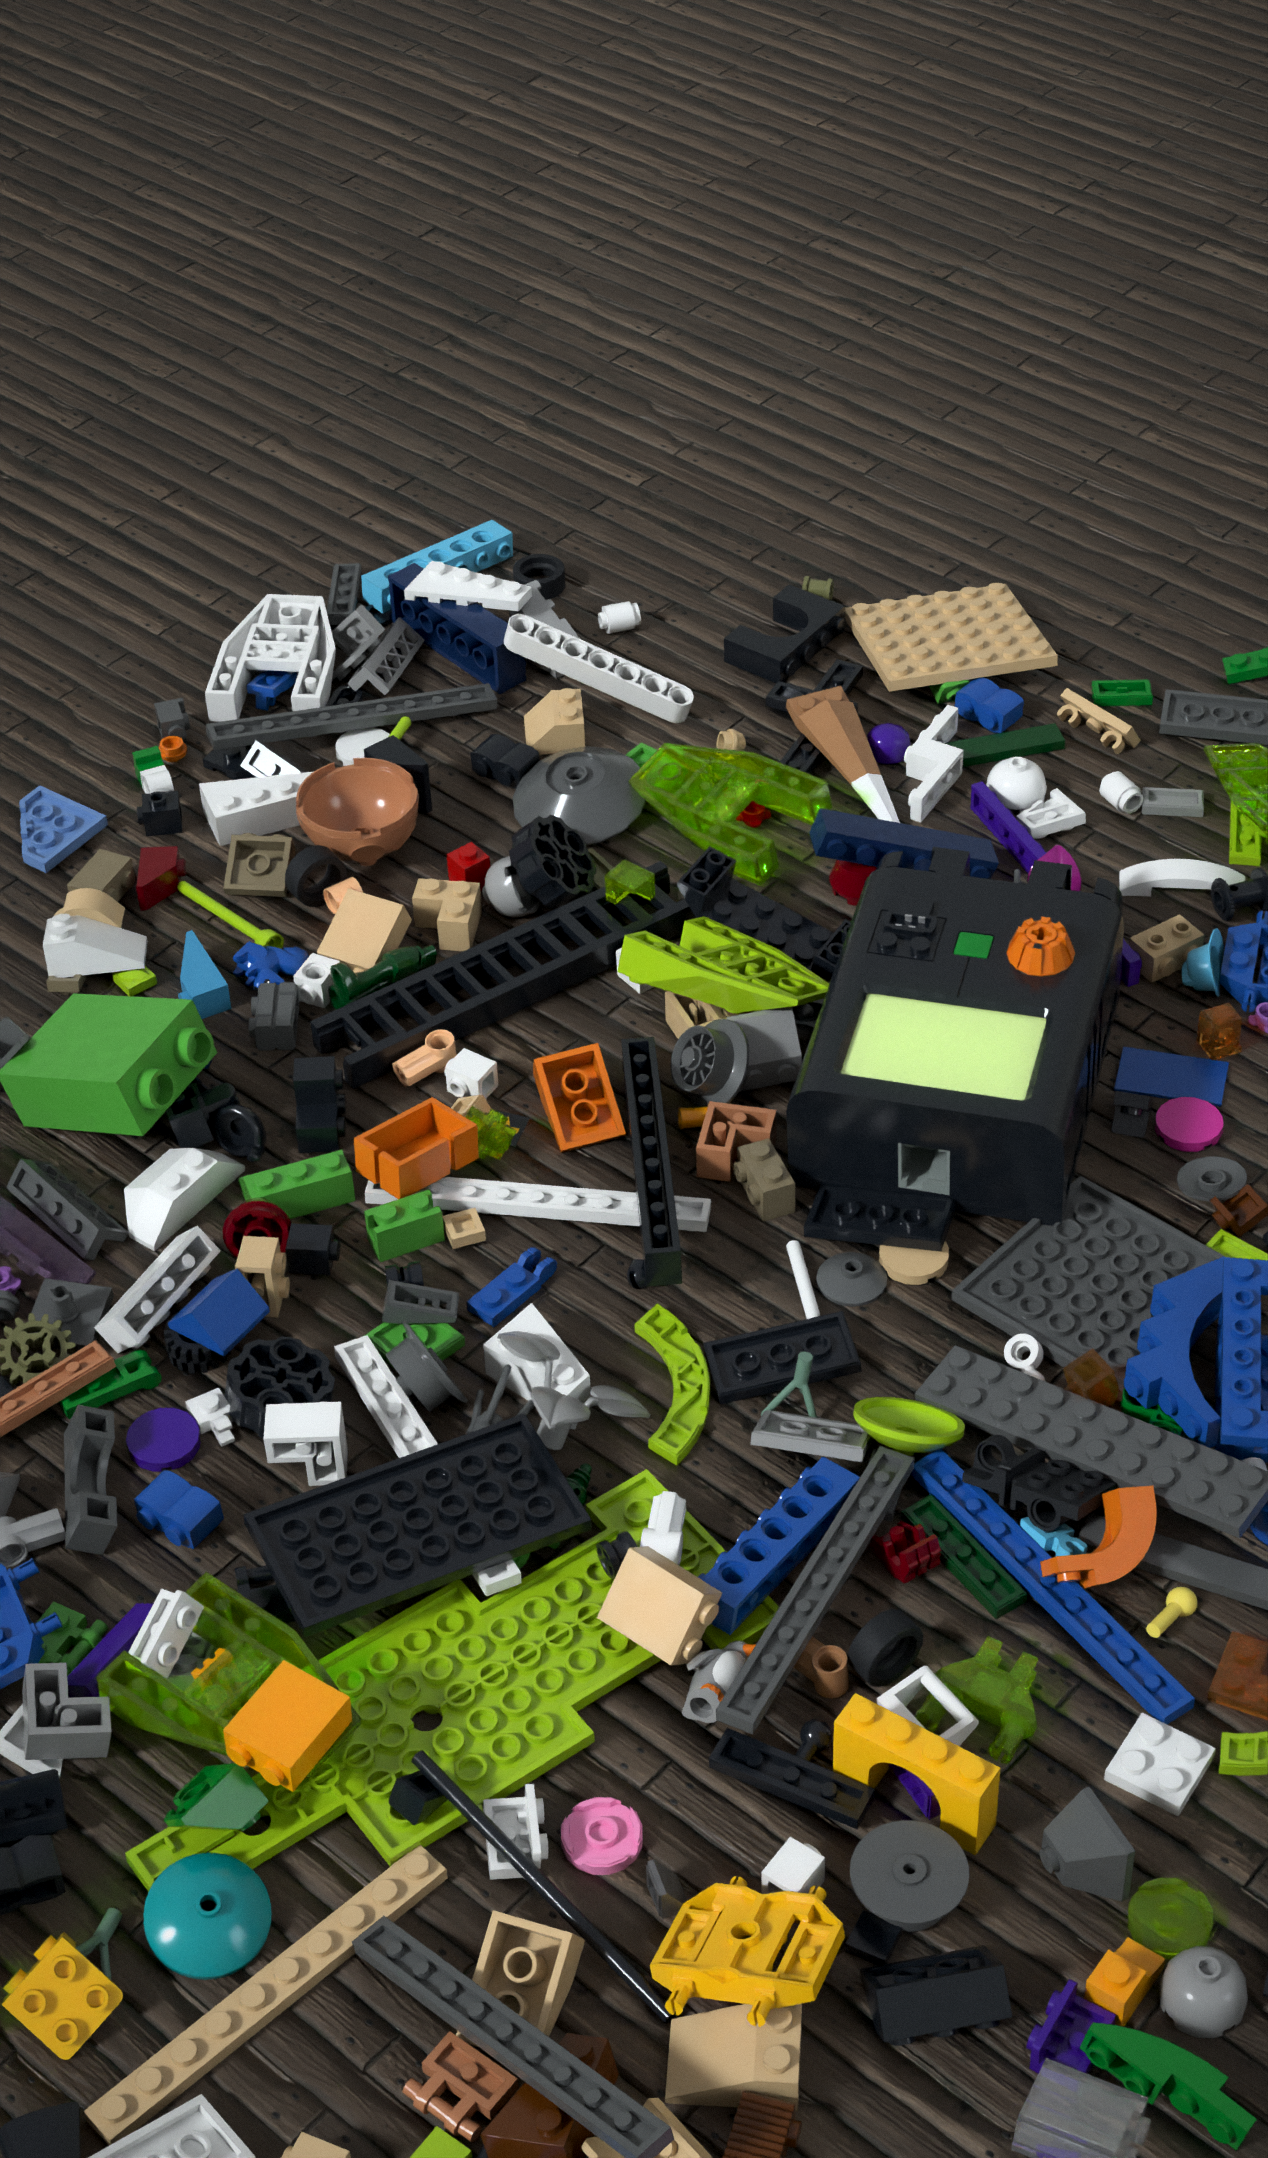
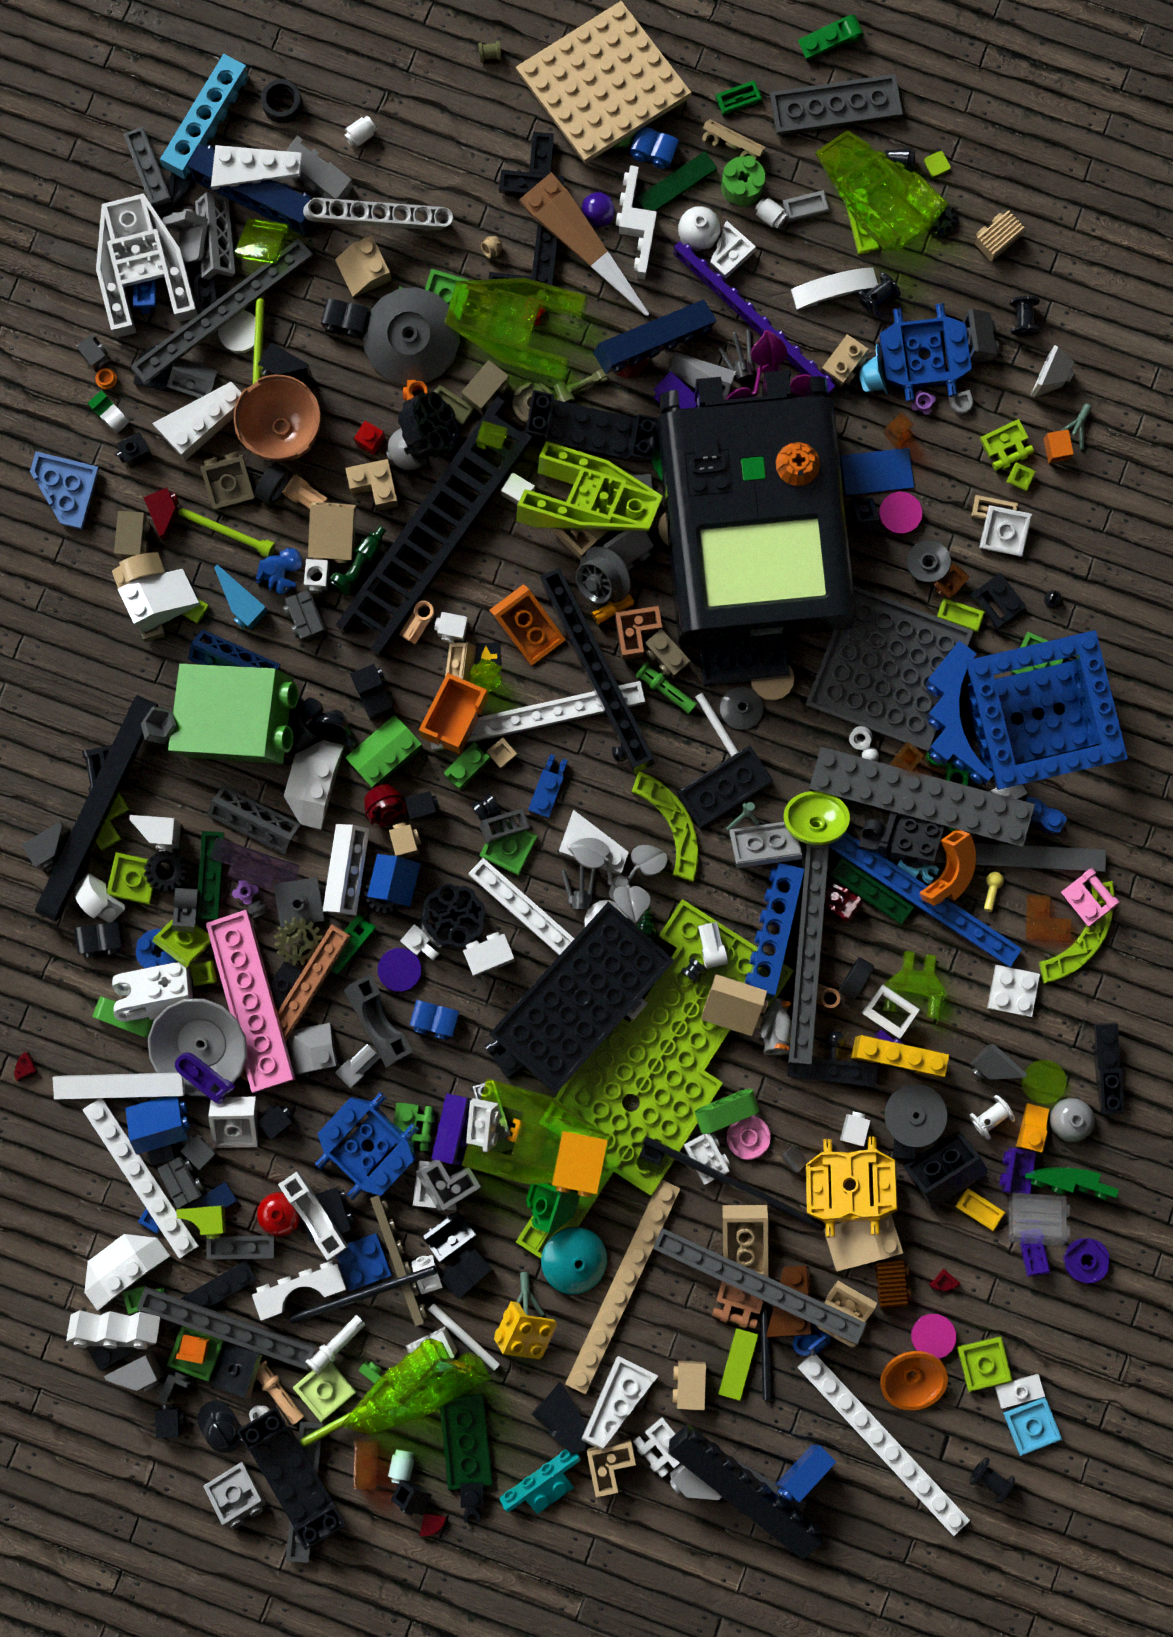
camera: 25 degrees left, 40 degrees up
(422, 1371) = (533, 880): dark grey piece -> none
(442, 674) = (262, 240): none -> clear neon green tile
(581, 1770) = (727, 1111): none -> bright green beam
(654, 847) = (485, 387): none -> dark tan brick
(737, 1210) = (654, 684): none -> bright green pin
(780, 657) = (489, 141): black arch -> none
(802, 889) = (565, 393): none -> olive brick
(977, 2086) = (980, 1209): none -> yellow tile
(1052, 1932) = (994, 1115): none -> white hose
(1093, 753) = (733, 181): none -> bright green brick

